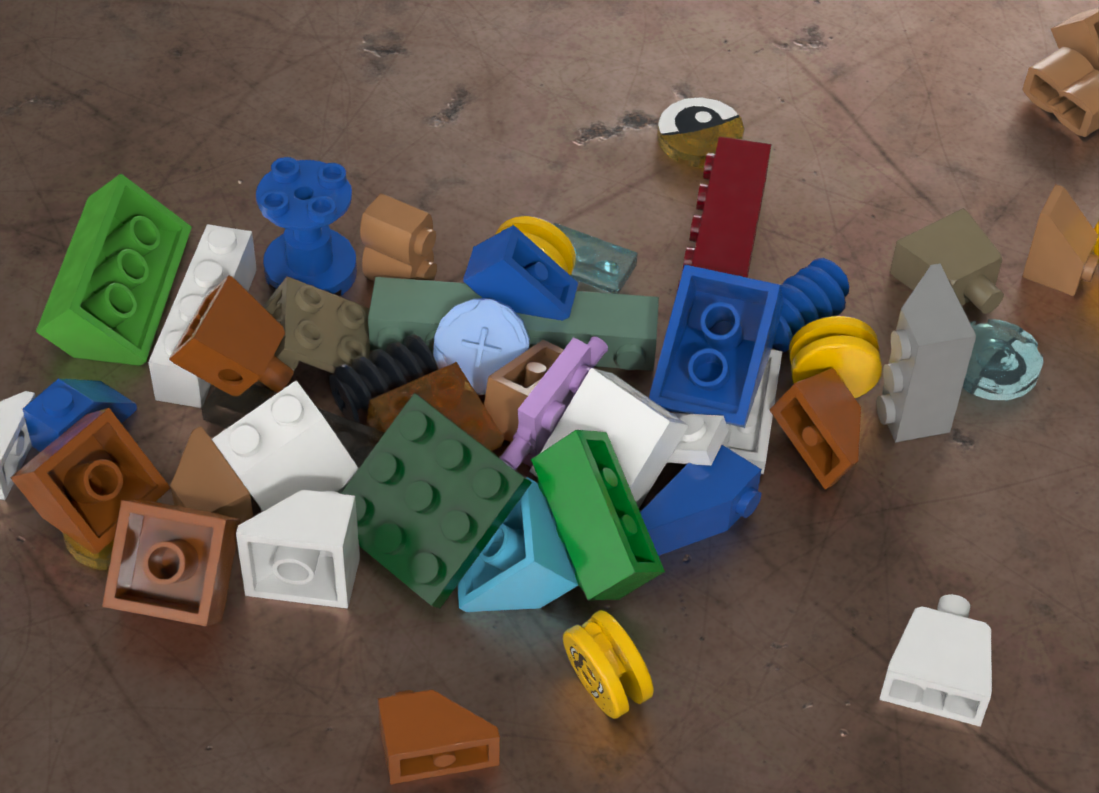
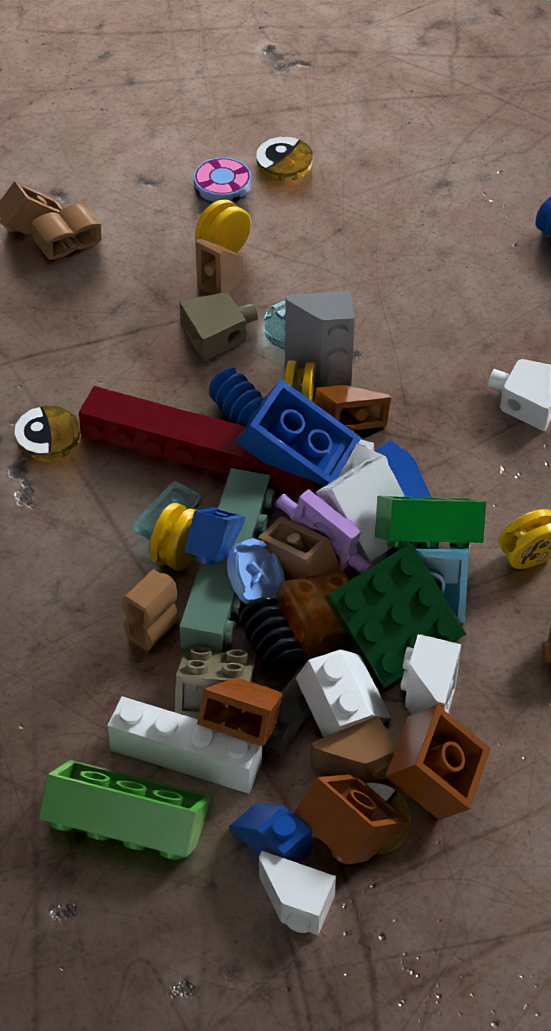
camera: 80 degrees left, 0 degrees up
(305, 201) = (130, 644): blue piece -> none

